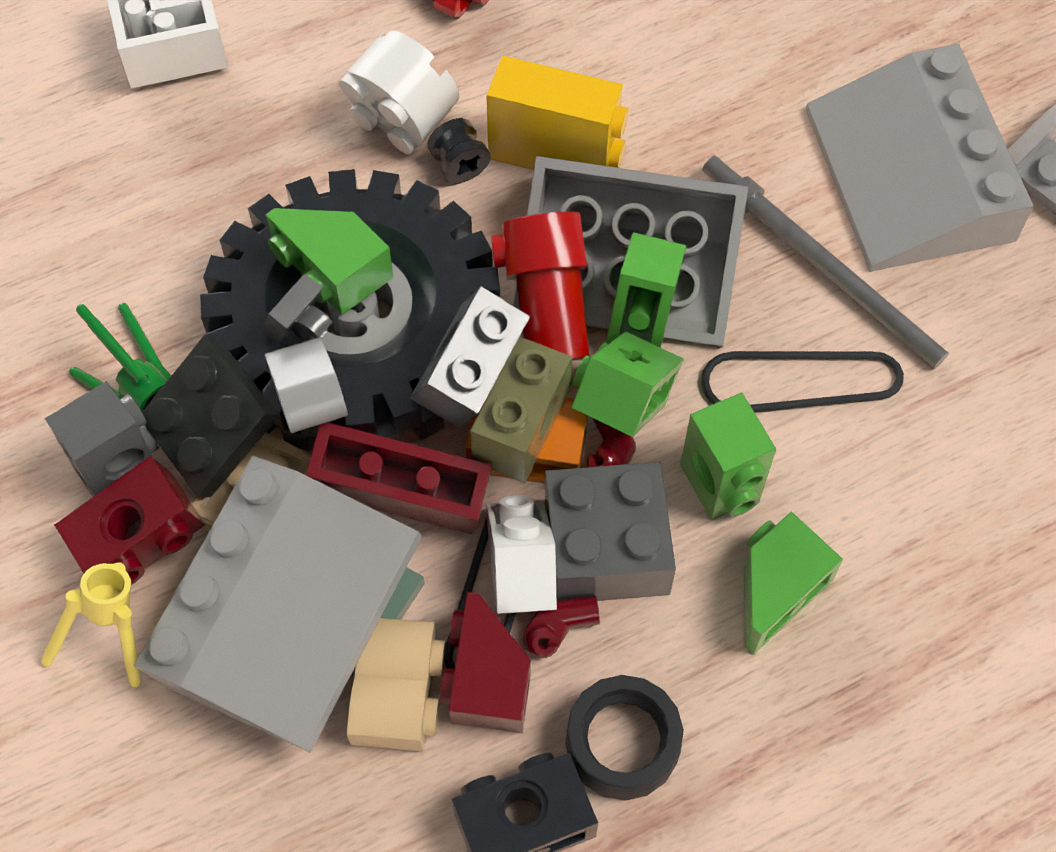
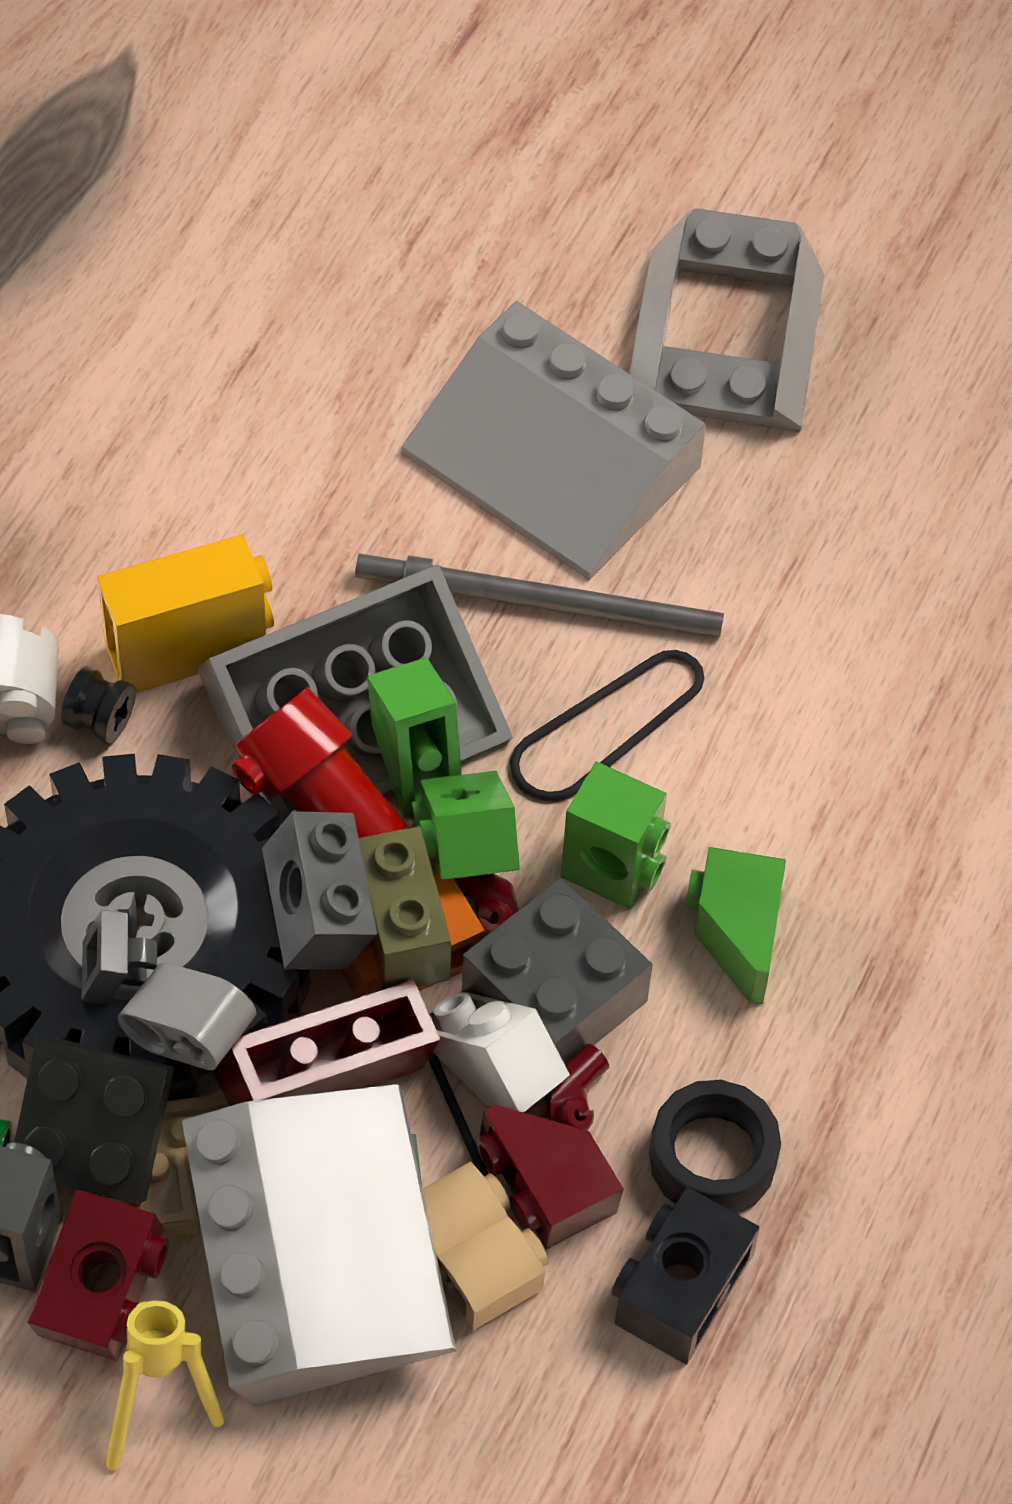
camera: 40 degrees left, 5 degrees down
(333, 251) = (89, 873): bright green slope -> none

